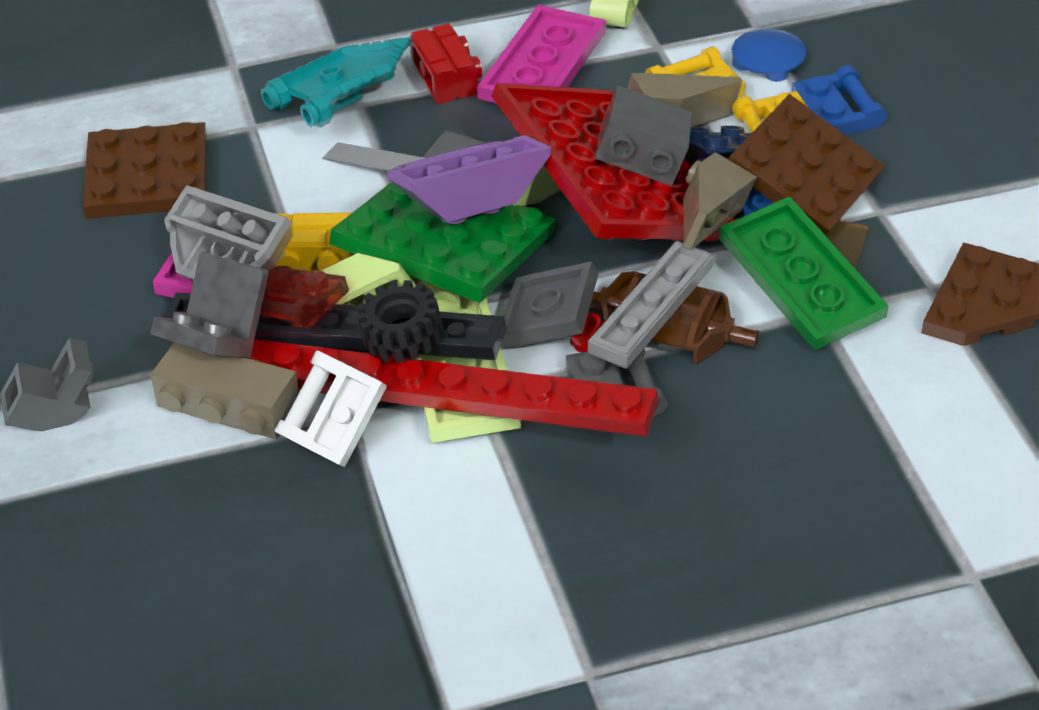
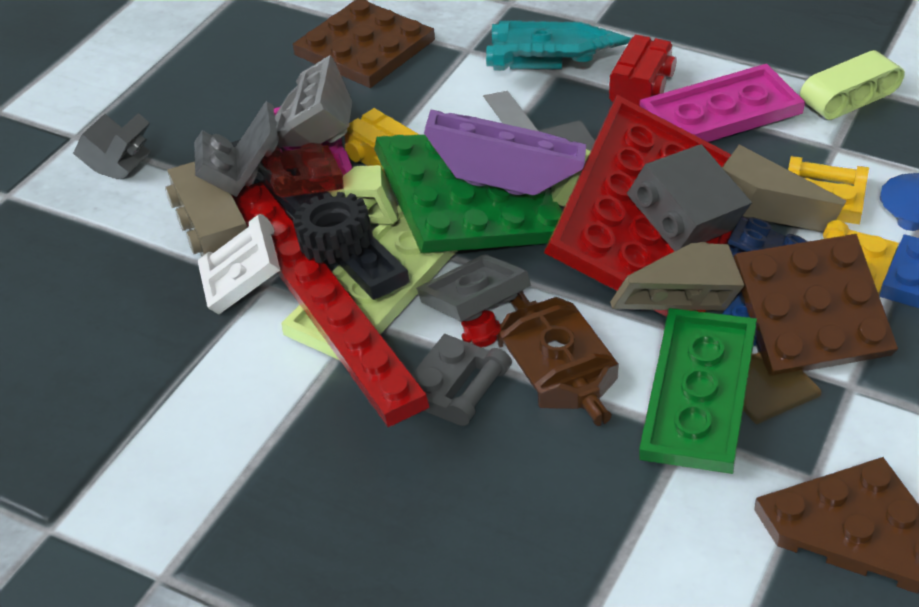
camera: 45 degrees right, 0 degrees up
(650, 305) = (536, 332): light grey tile -> none

